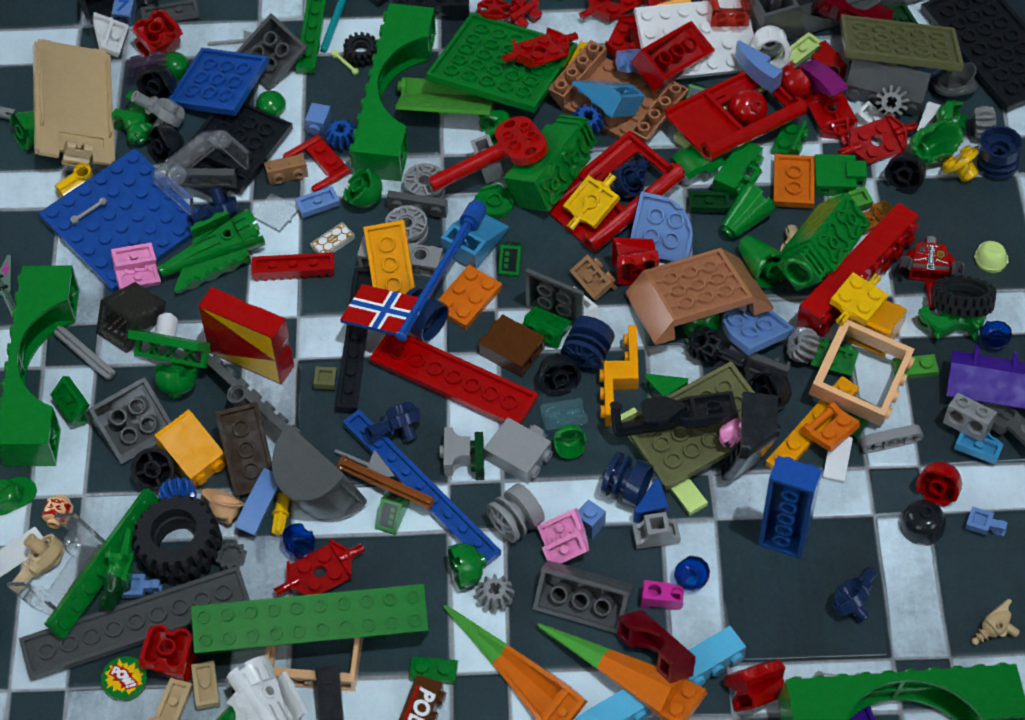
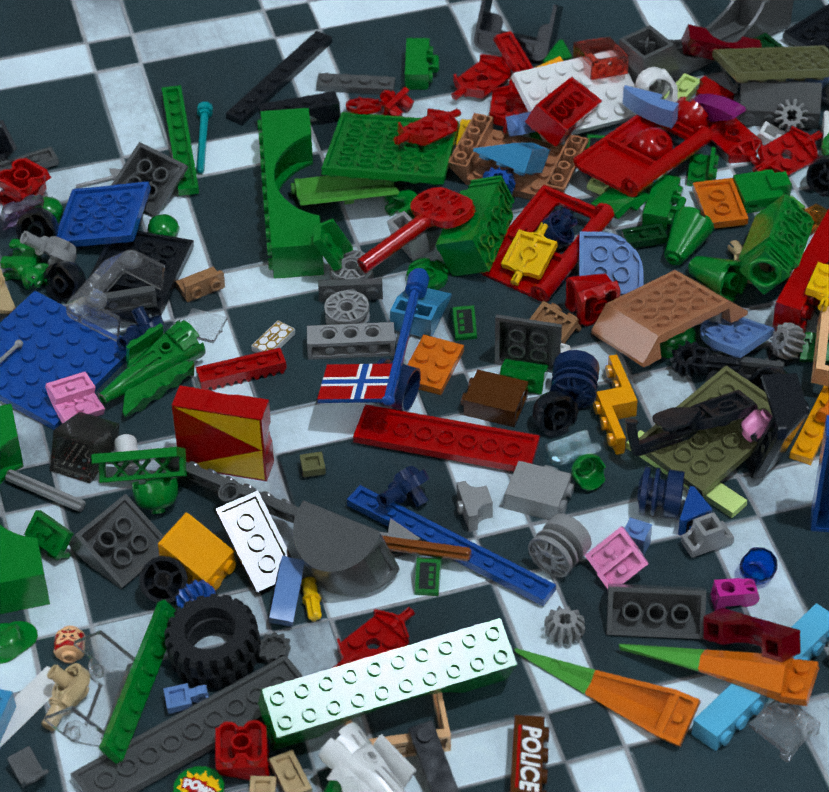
camera: 15 degrees left, 10 degrees down
(118, 574) = (160, 685): animal -> none
(223, 504) = (256, 602): light nougat piece -> none
(298, 541) = (340, 620): clear blue hair -> none
(317, 119) = (219, 232): medium blue brick -> none
(317, 202) = (245, 306): medium blue plate -> none
(324, 158) = (237, 267): red plate -> none
(335, 53) = (213, 173): yellowish green hinge -> none
(340, 134) = (248, 241): blue gear -> none
(353, 354) = (332, 431): black plate -> none
(359, 41) = (233, 169): black tyre -> none
(364, 189) = (291, 284): green cylinder -> none
(389, 256) = (343, 334): light orange plate -> none
(406, 158) = (331, 243): none -> green bracket
(434, 668) = (528, 707): green plate -> none
(466, 564) = (526, 602): green cylinder -> none
(477, 464) = (501, 509): dark green plate -> none
(663, 385) = (658, 402): green slope -> none

